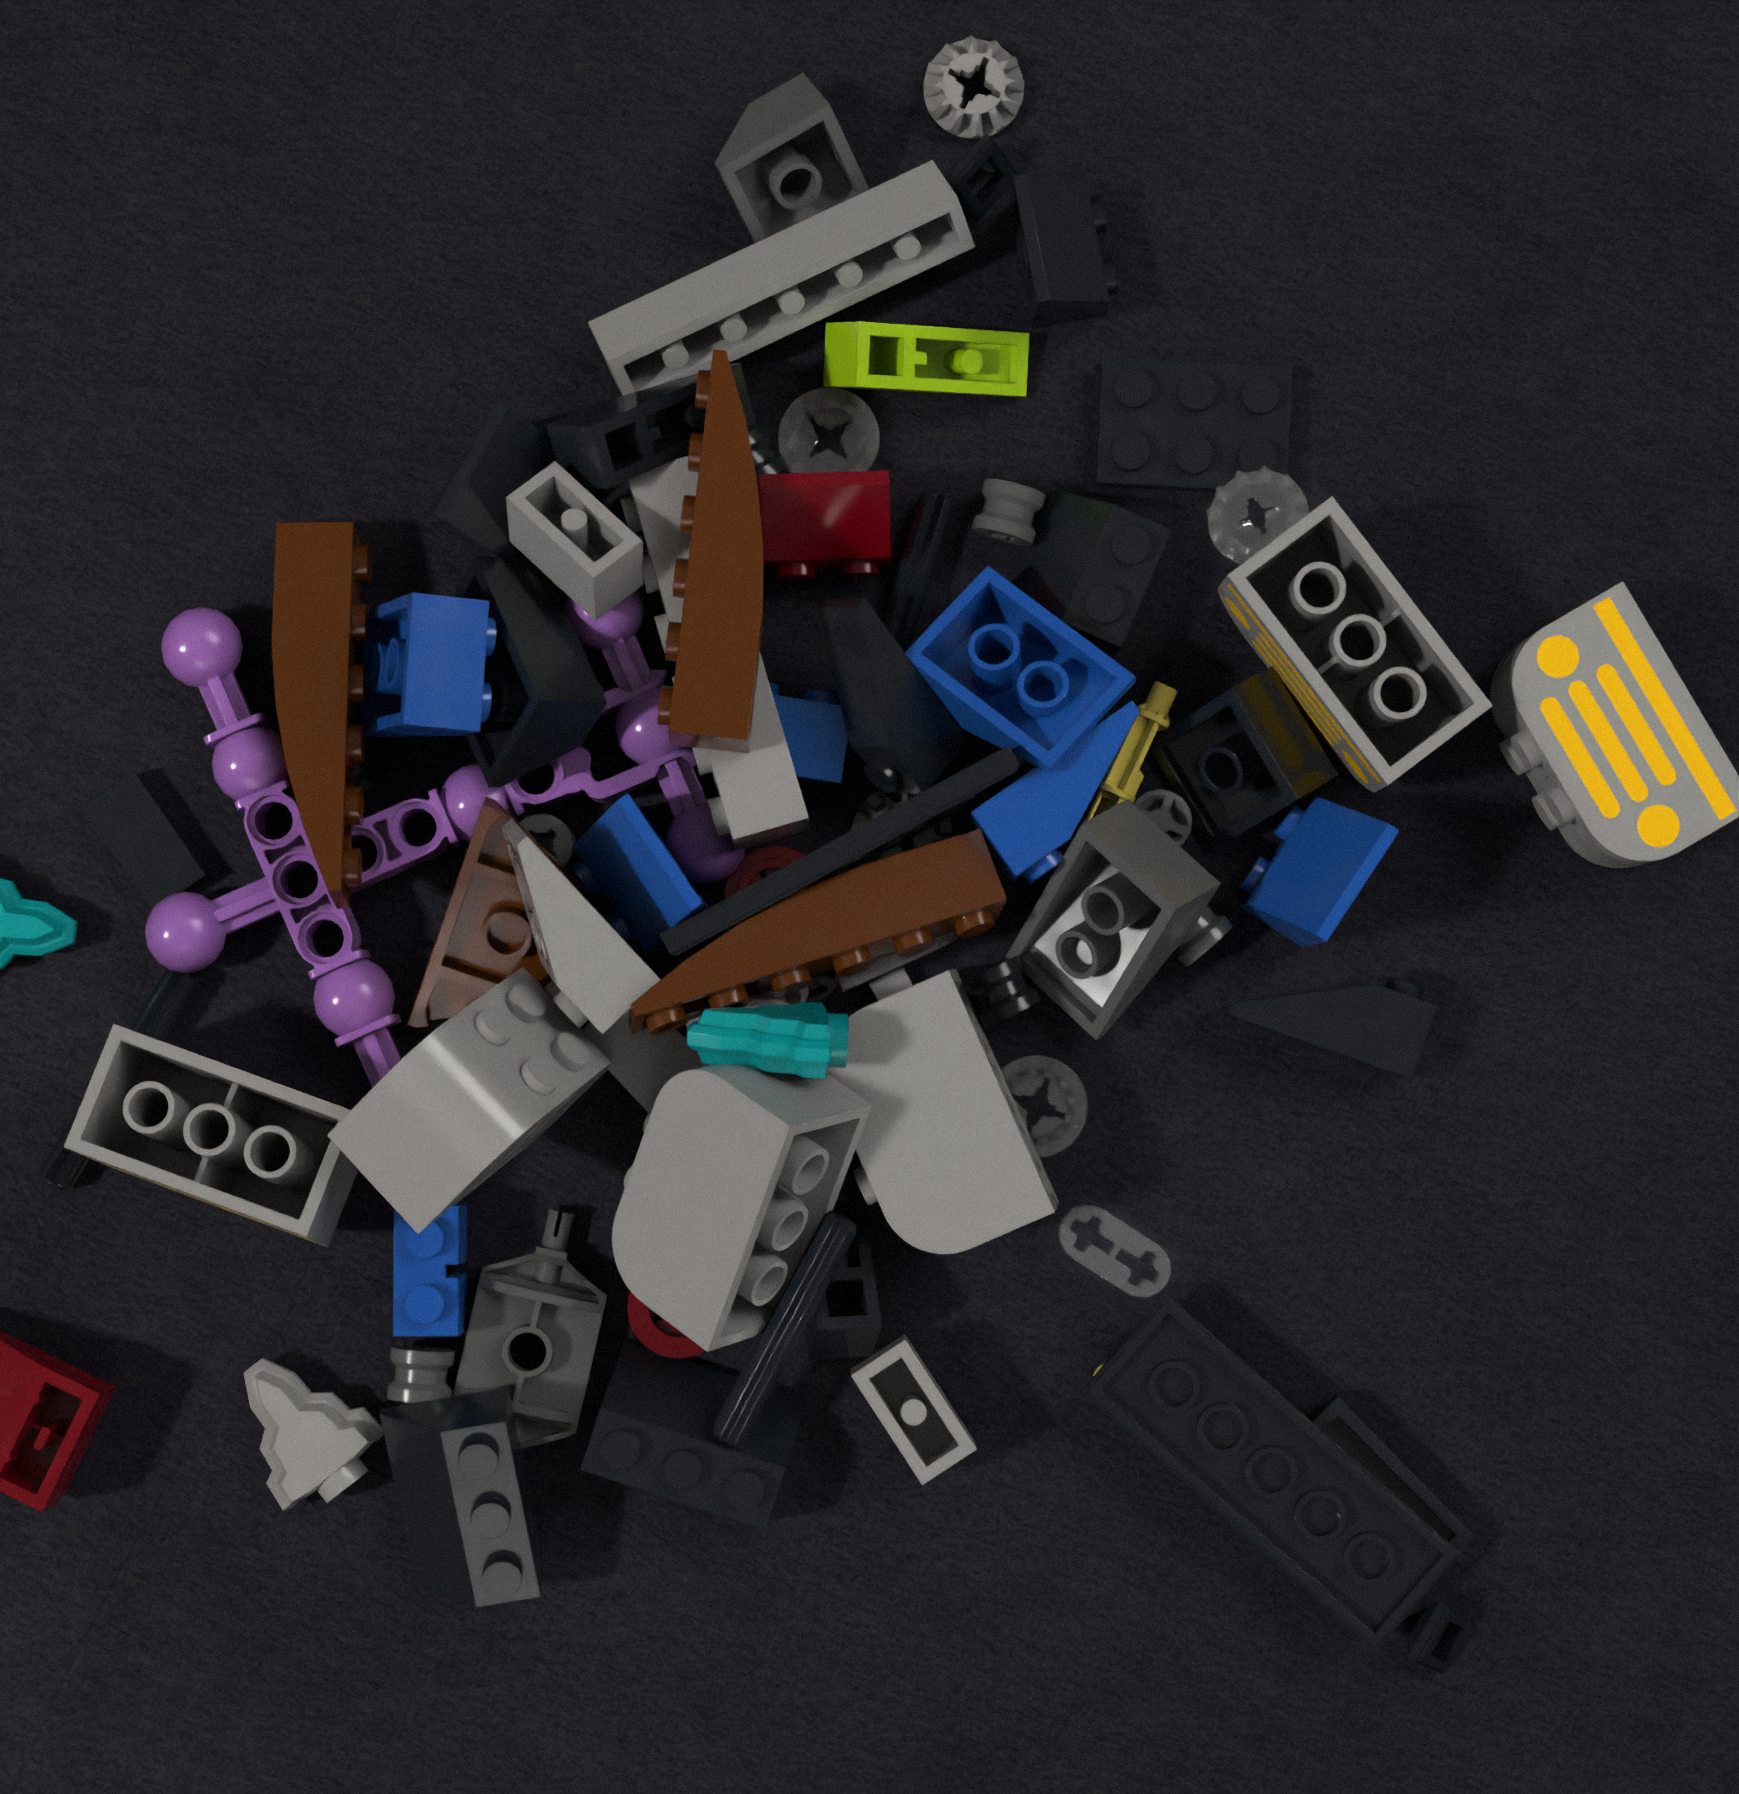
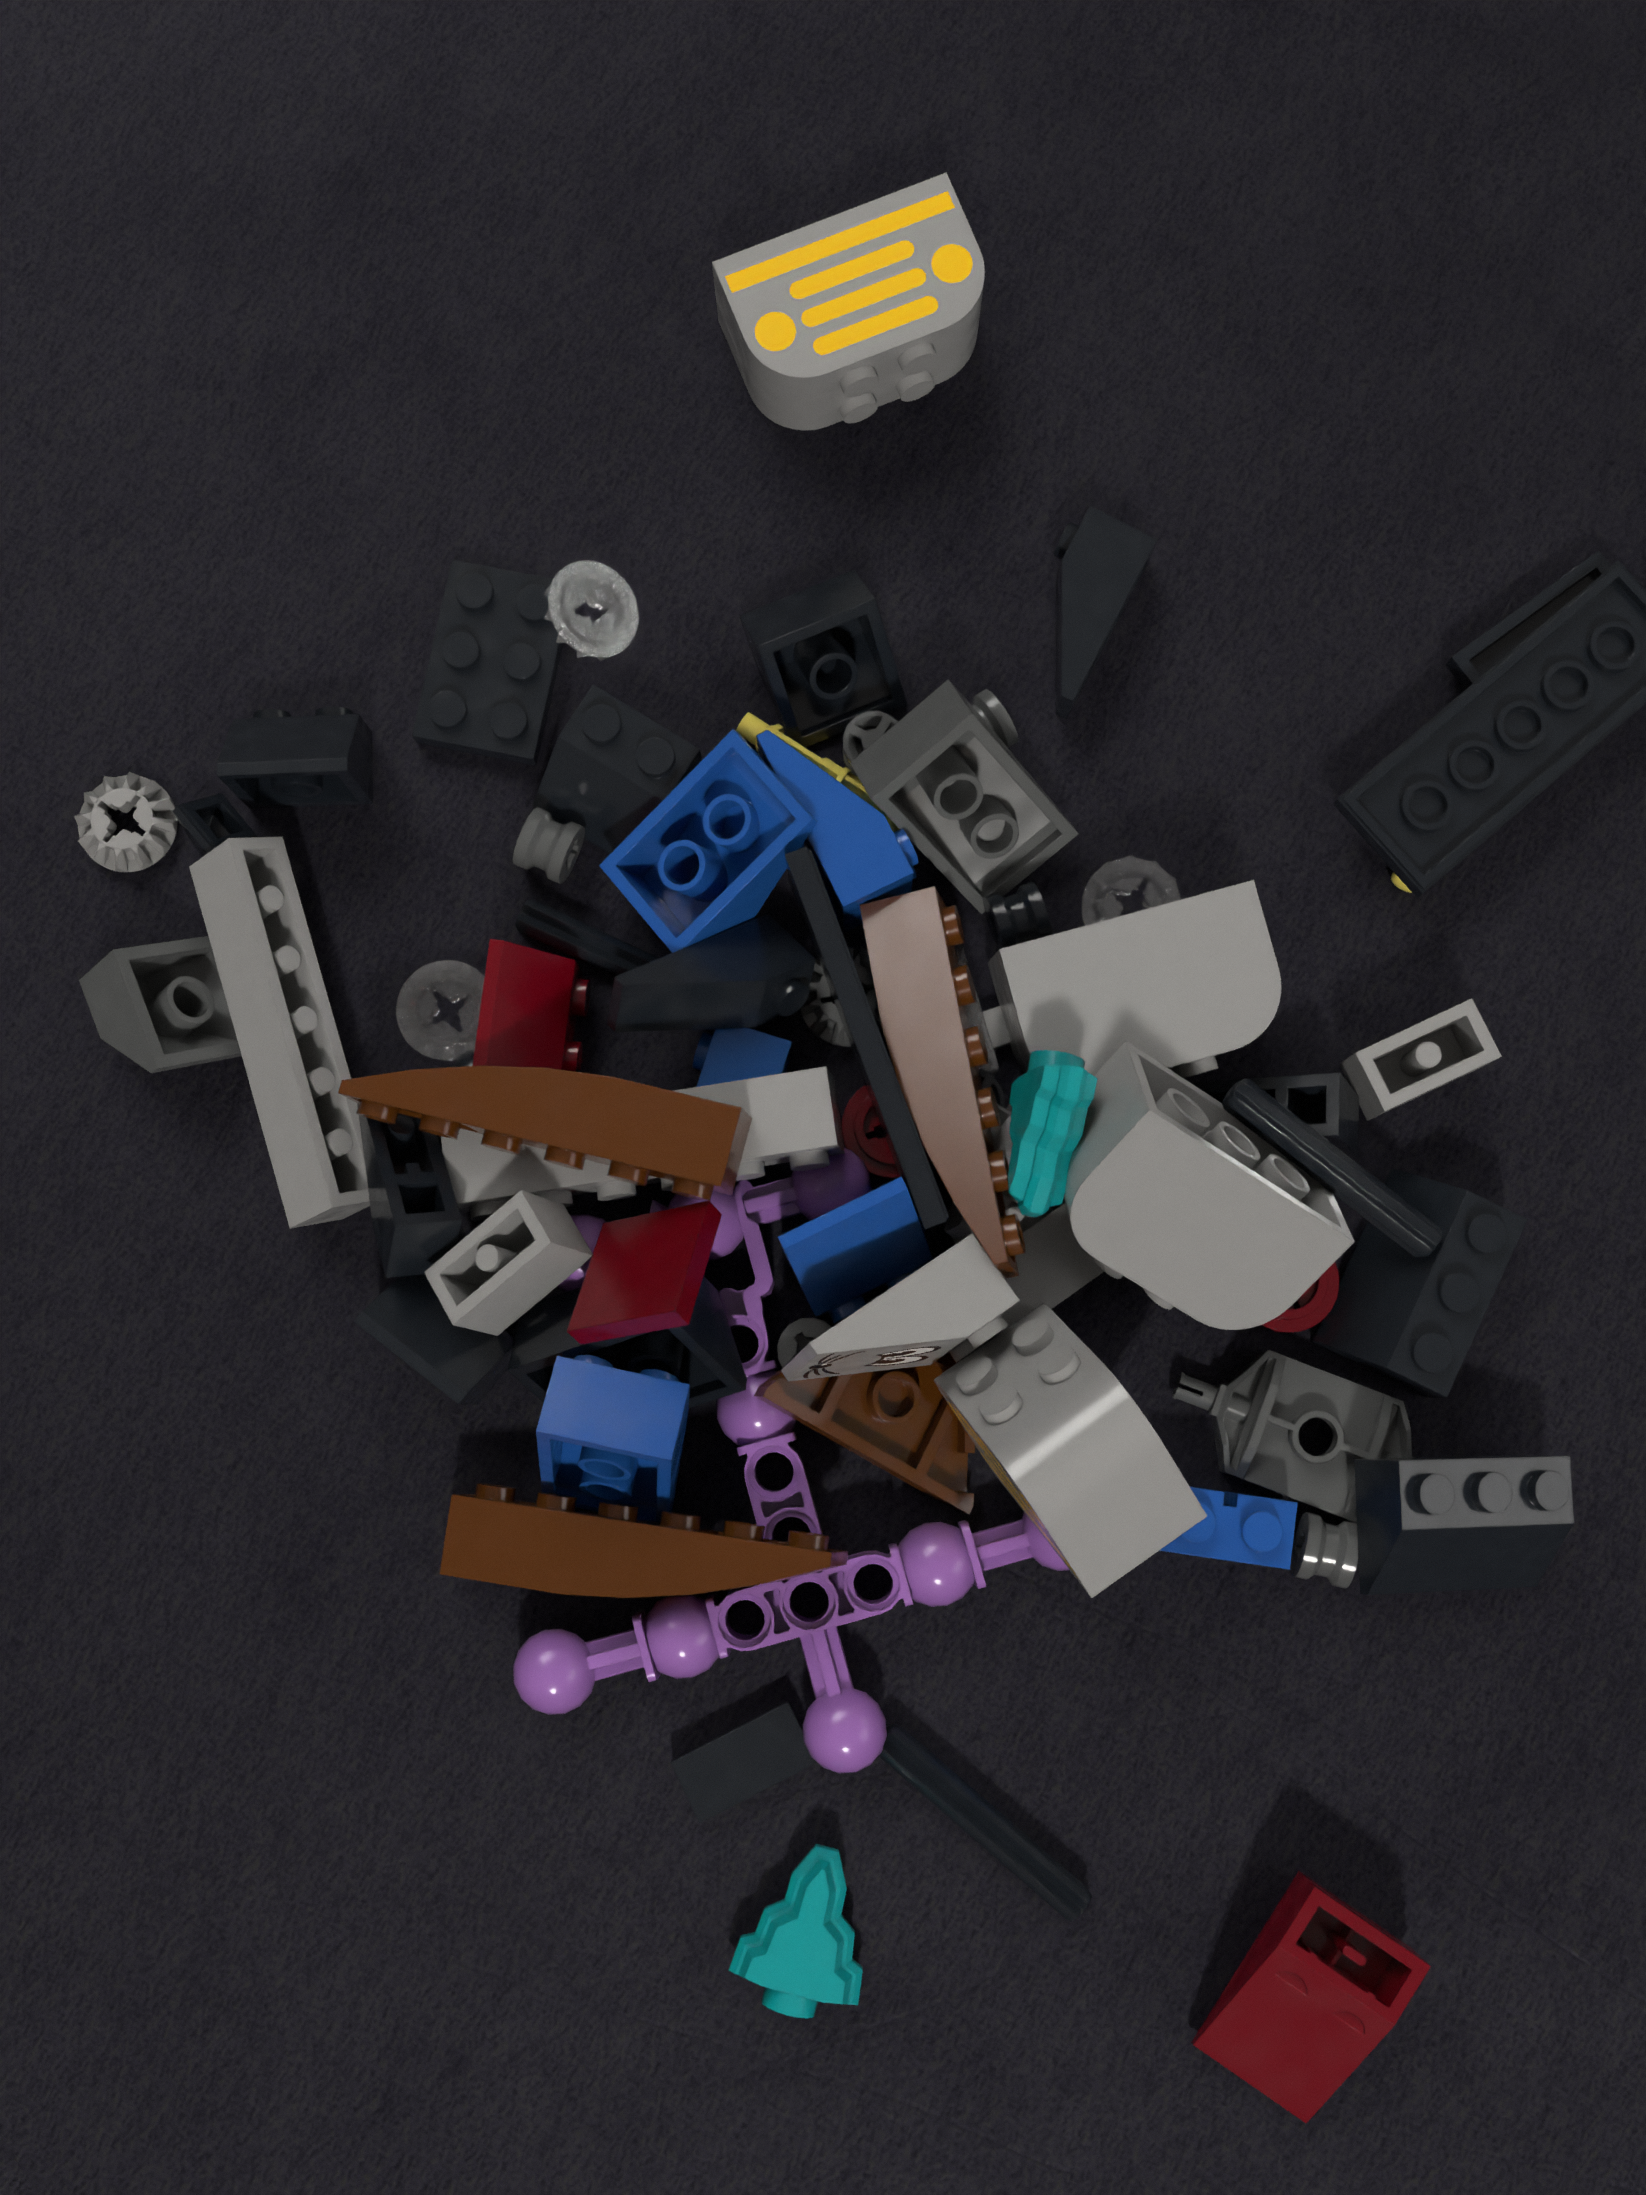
camera: 80 degrees left, 5 degrees down
(215, 1135) = (1066, 1724): light grey brick -> none
(307, 1435) = (1373, 1675): light grey rock -> none
(580, 672) = (645, 1273): none -> dark red tile
(925, 359) = (384, 906): lime slope -> none
(1105, 1263) = (1272, 839): clear beam -> none
(1315, 869) = (948, 590): blue slope -> none
(1351, 647) = (738, 525): light grey brick -> none

